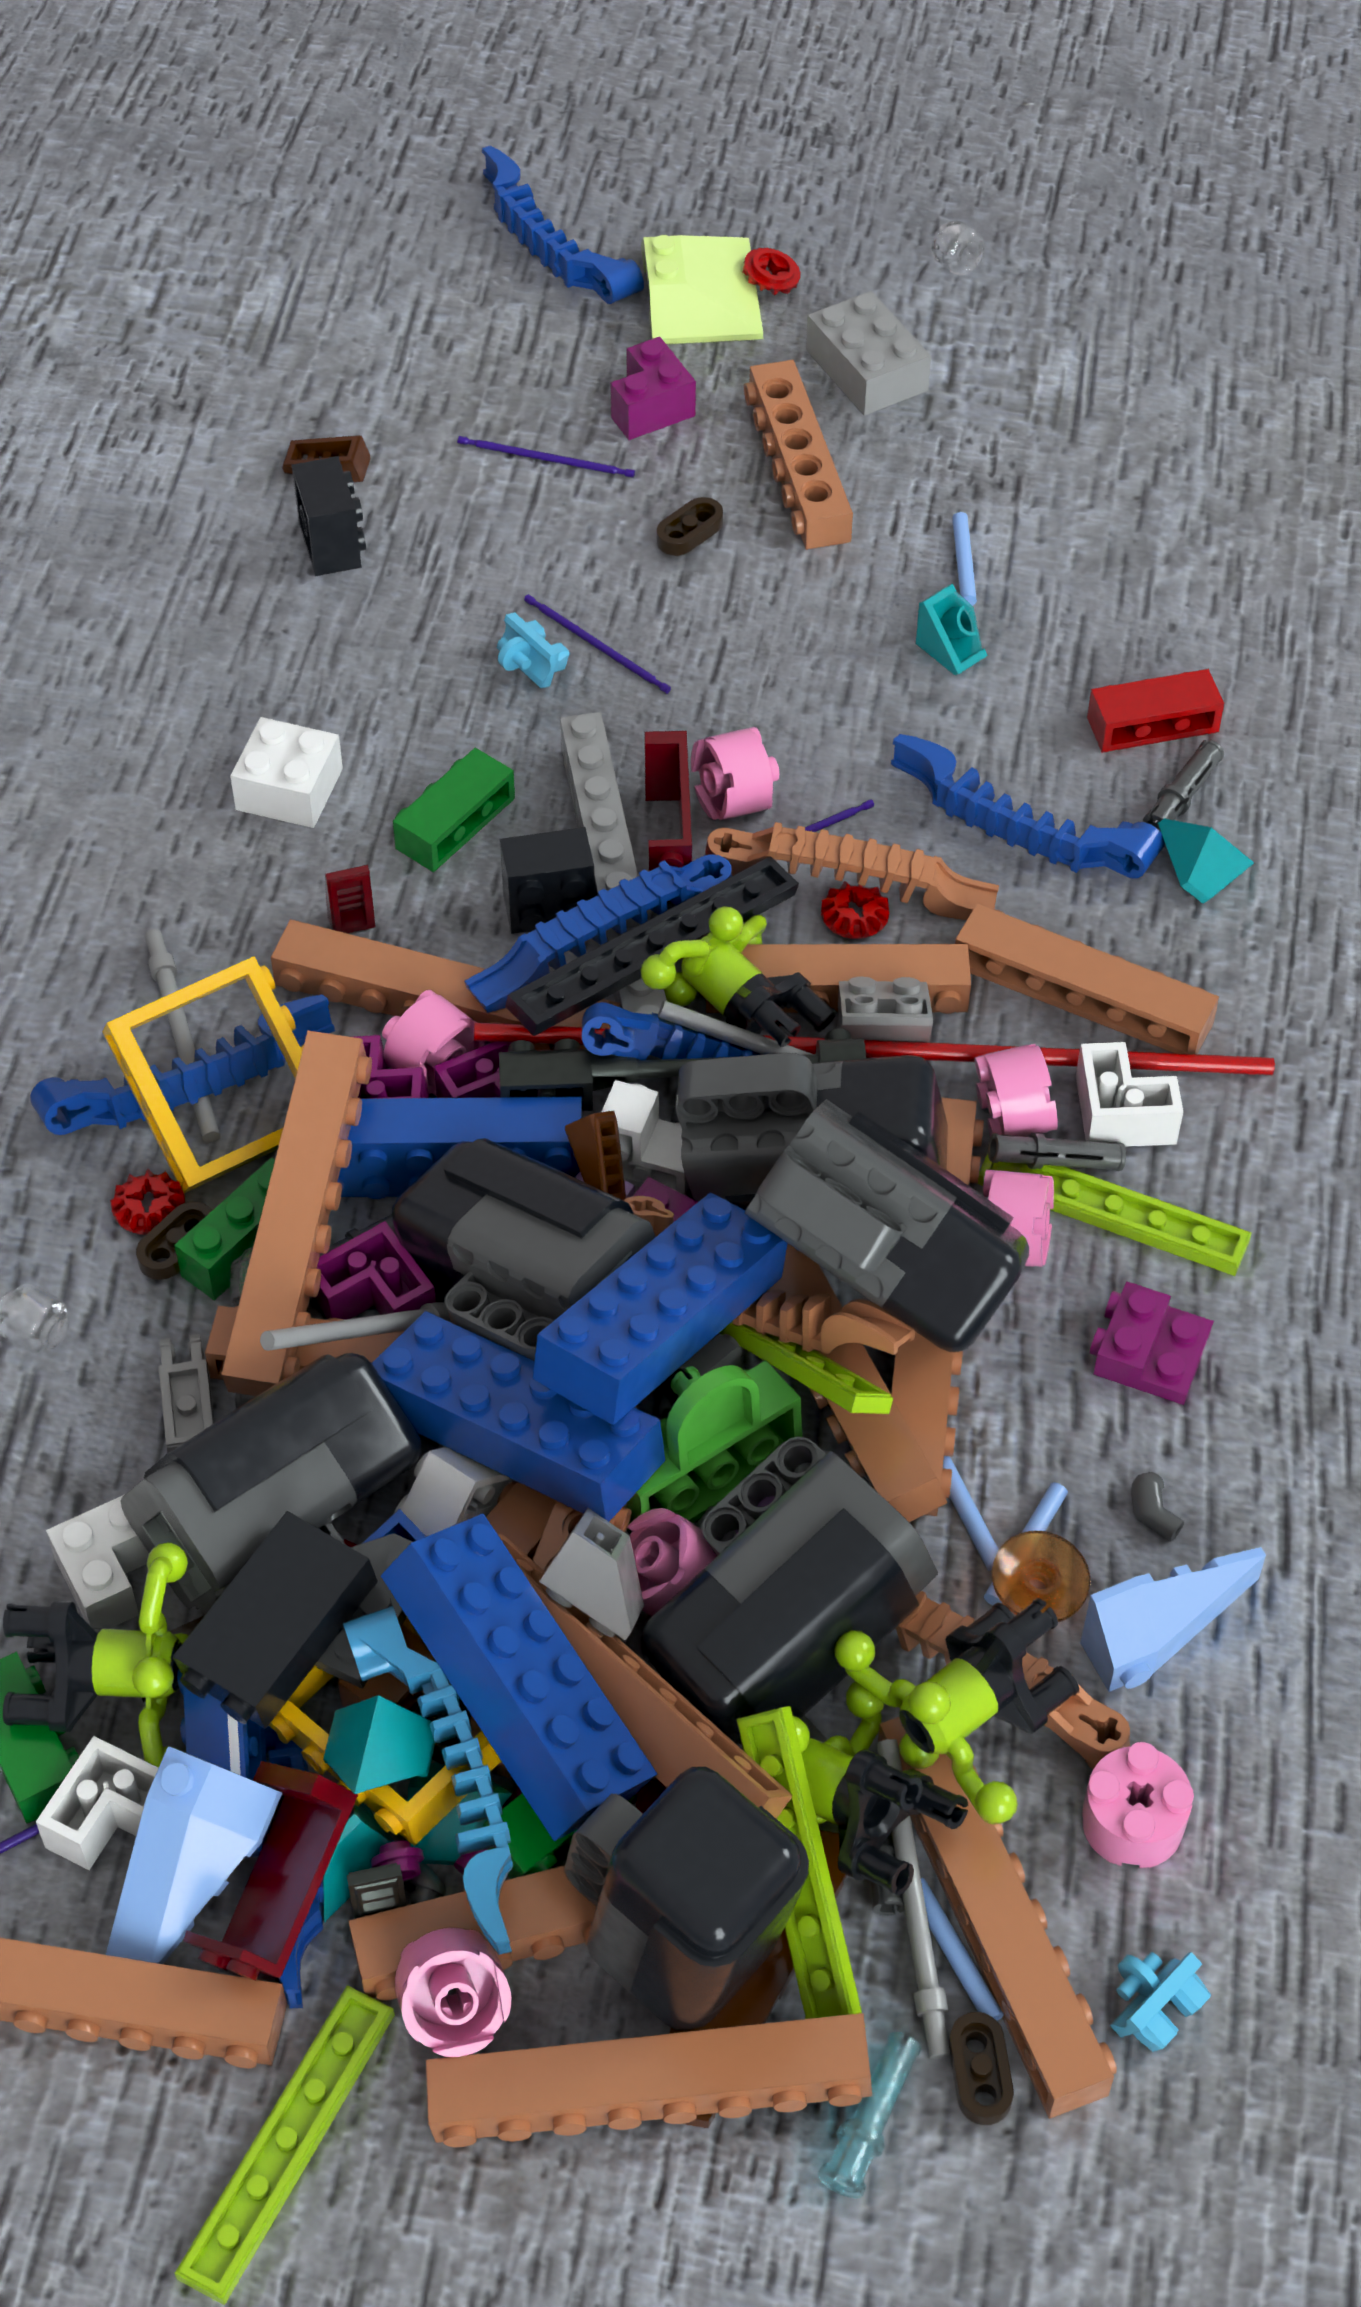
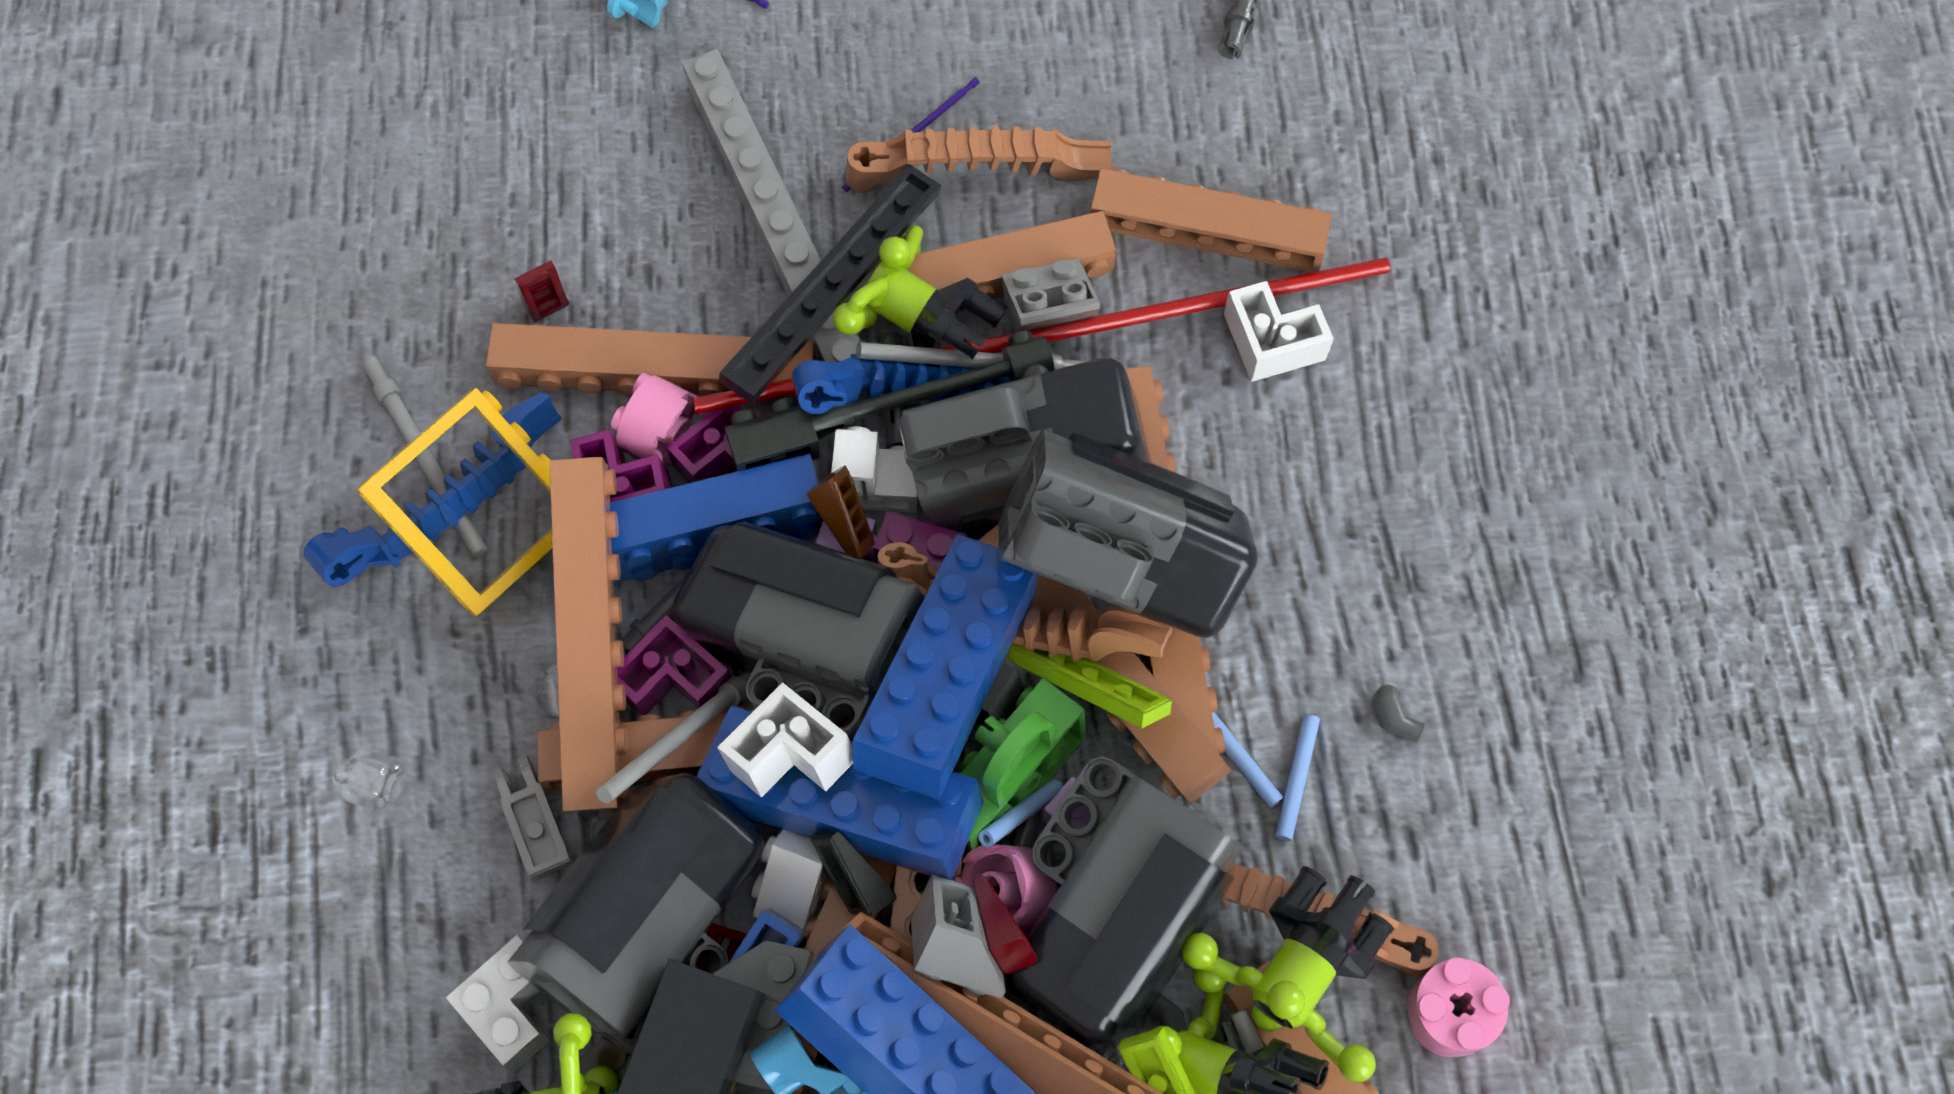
camera: 15 degrees left, 15 degrees up
(128, 1206) = (457, 641): red gear -> none
(162, 1238) = (475, 667): dark brown plate -> none
(223, 1235) = (526, 650): green brick -> none
(286, 772) = (445, 168): white brick -> none
(453, 809) = (608, 172): green brick -> none
(465, 1331) = (786, 734): none -> white brick
(504, 1494) = (852, 876): none -> pearl dark grey slope
(545, 875) = (716, 230): black brick -> none
(590, 919) = (722, 323): blue piece -> none
(646, 1579) = (1002, 933): none -> dark red slope
(669, 781) = (793, 97): dark red panel -> none
(689, 1496) = (1019, 813): none -> light blue piece
(734, 774) = (852, 83): bright pink brick -> none
(845, 920) = (987, 206): red gear -> none
(1016, 1091) = (1183, 348): bright pink brick -> none
(1029, 1201) = (1216, 462): bright pink brick -> none
(1041, 1151) = (1216, 400): dark grey pin -> none
(1043, 1558) = (1336, 798): clear orange dish -> none
(1123, 849) = (1210, 81): blue piece -> none
(1139, 1217) = (1289, 434): lime tile -> none
(1147, 1621) = (1422, 838): light blue wedge -> none
(1150, 1343) = (1354, 560): magenta plate -> none
(1202, 858) = (1278, 76): teal slope -> none

